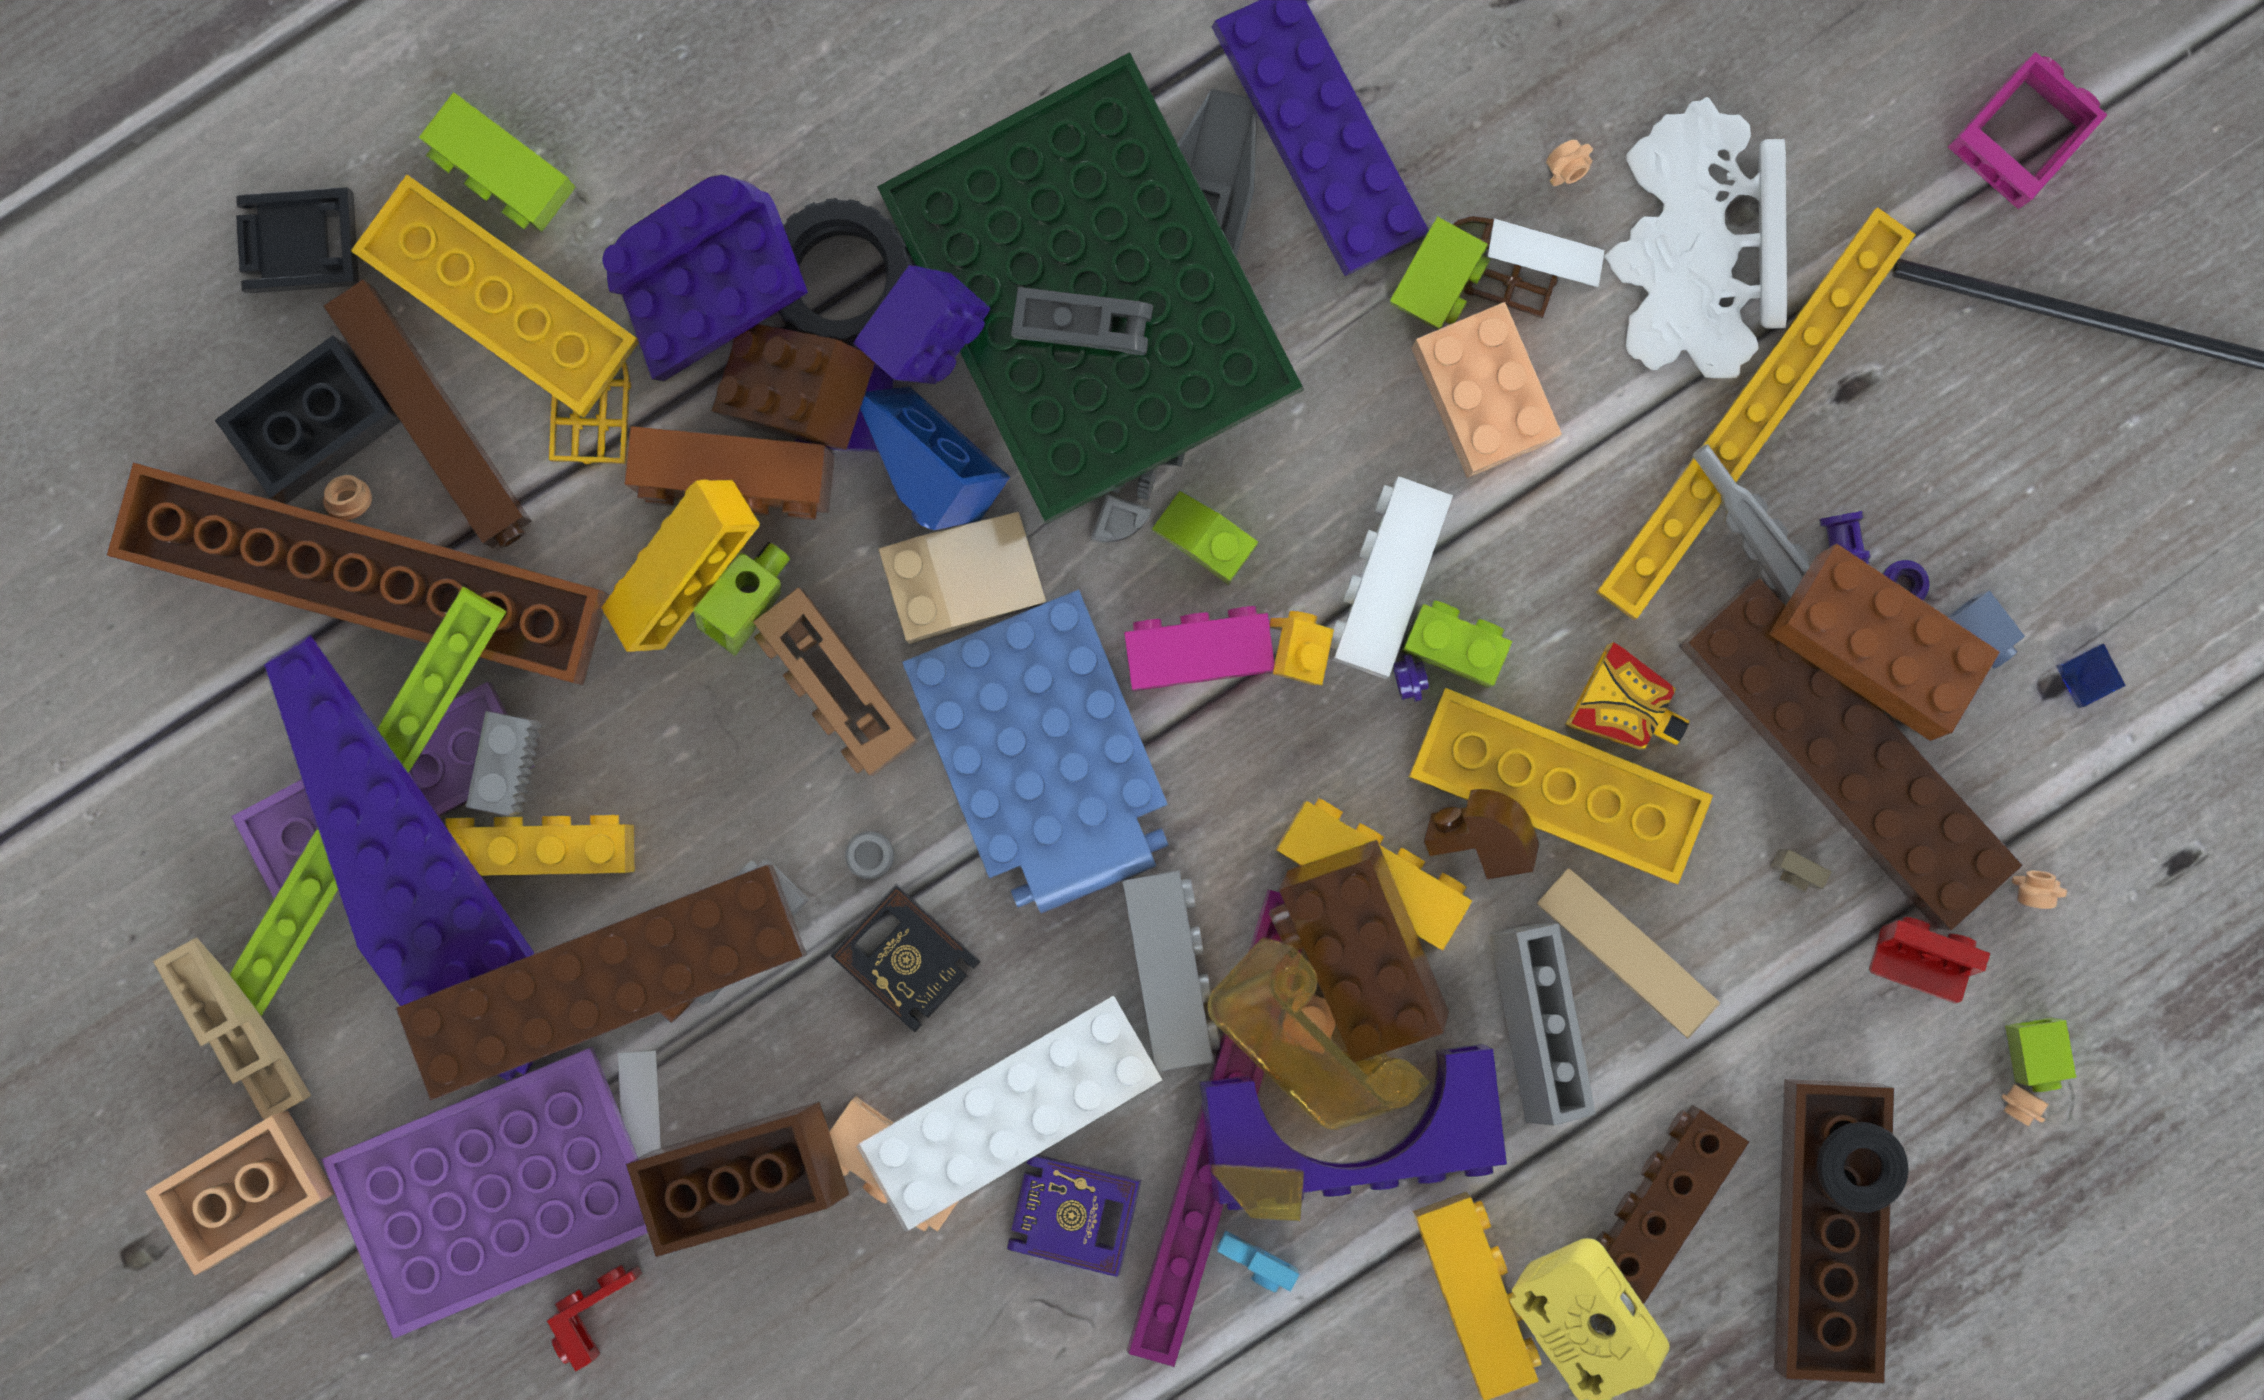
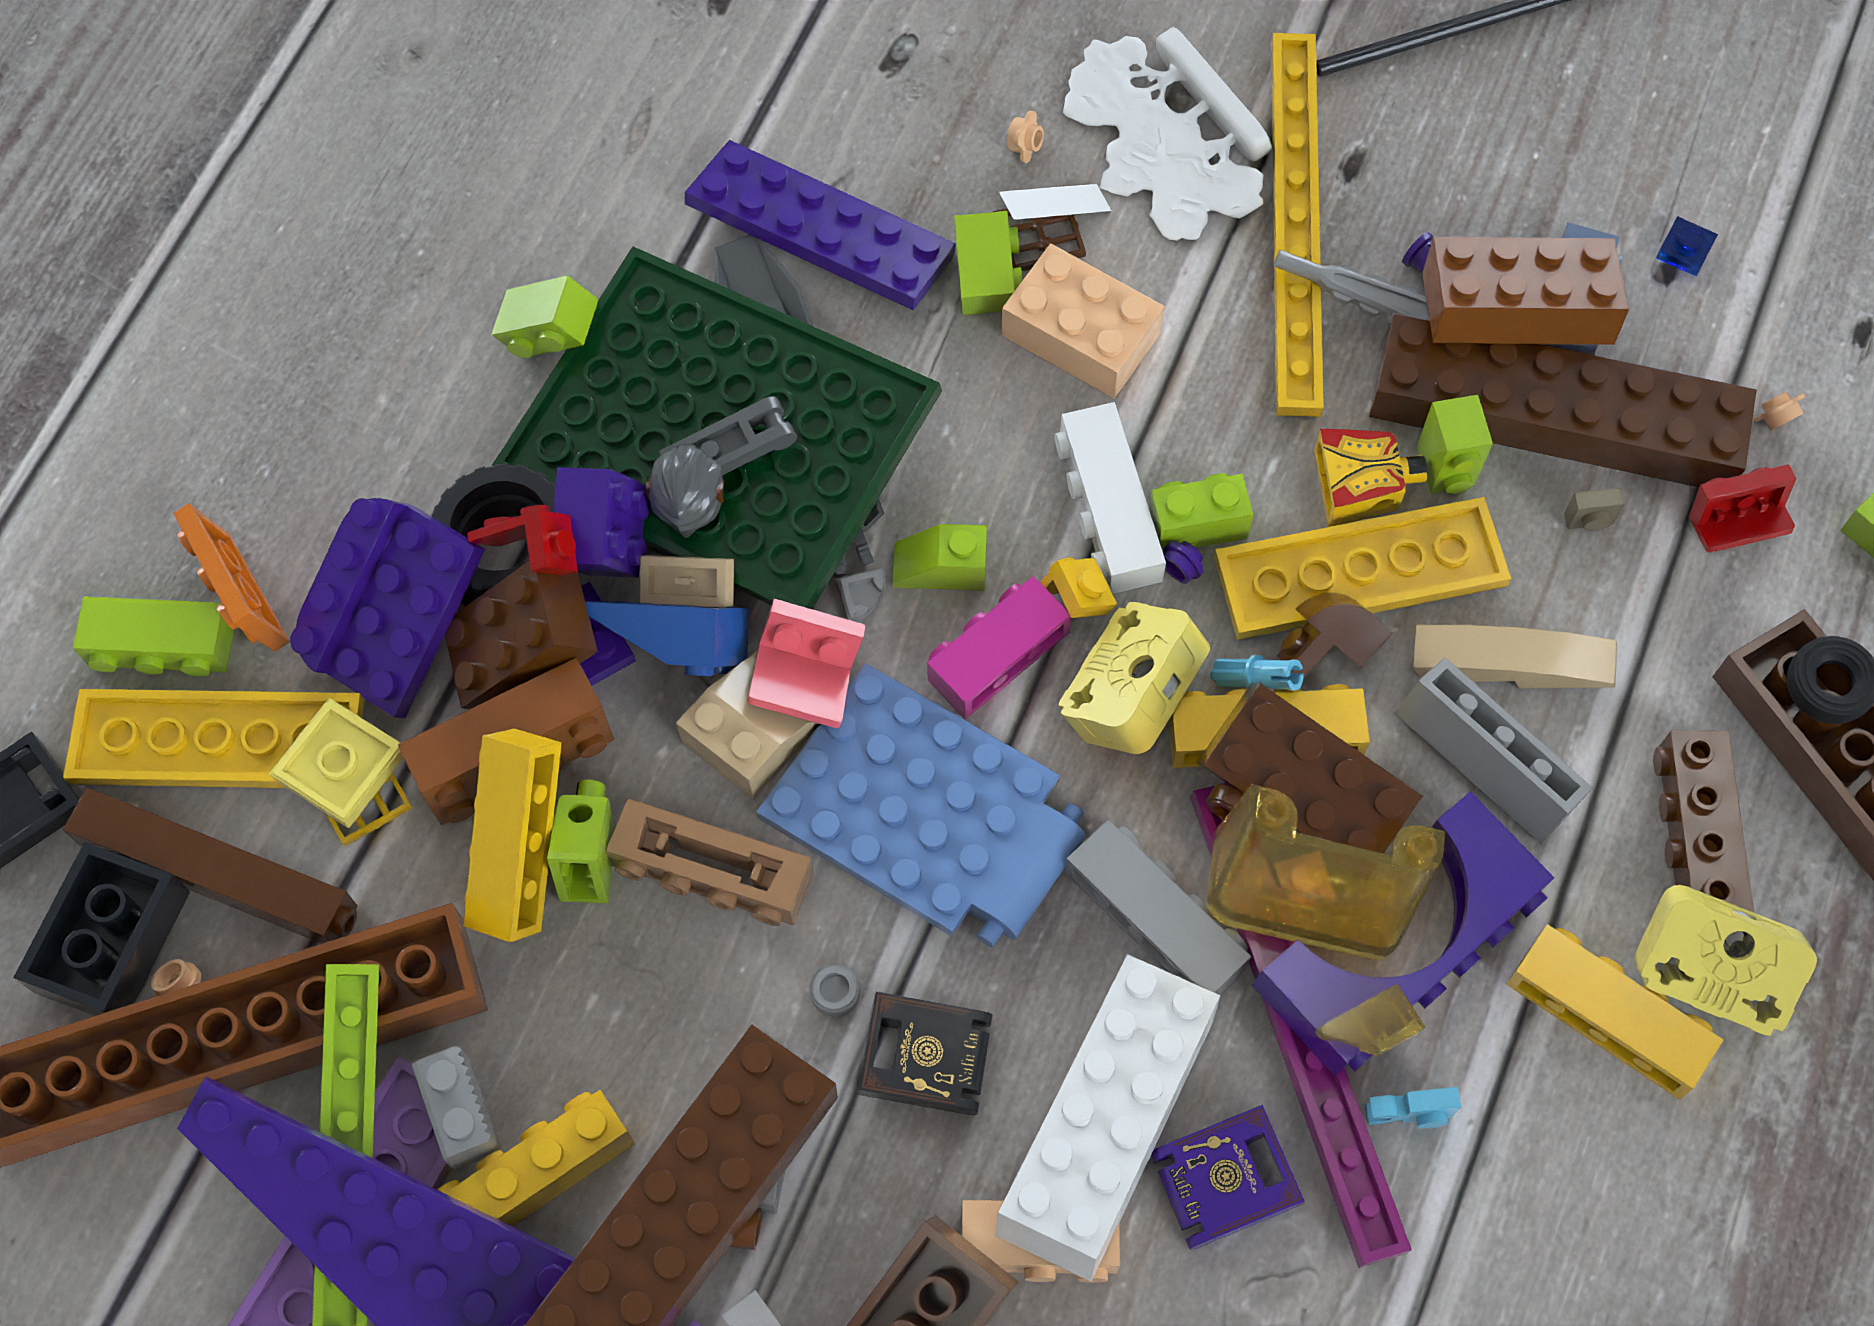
camera: 35 degrees left, 20 degrees down
(581, 394) = (338, 762): none -> light yellow tile
(586, 157) = (230, 577): none -> orange plate
(860, 326) = (547, 535): none -> red bracket
(969, 422) = (686, 581): none -> tan plate
(1006, 73) = (545, 317): none -> lime brick
(1017, 341) = (685, 489): none -> dark grey hair
(1018, 566) = (804, 663): none -> coral bracket
(1289, 762) = (1134, 677): none -> light yellow axle
(1397, 826) = (1256, 669): none -> medium azure axle
(1718, 737) = (1454, 444): none -> lime brick

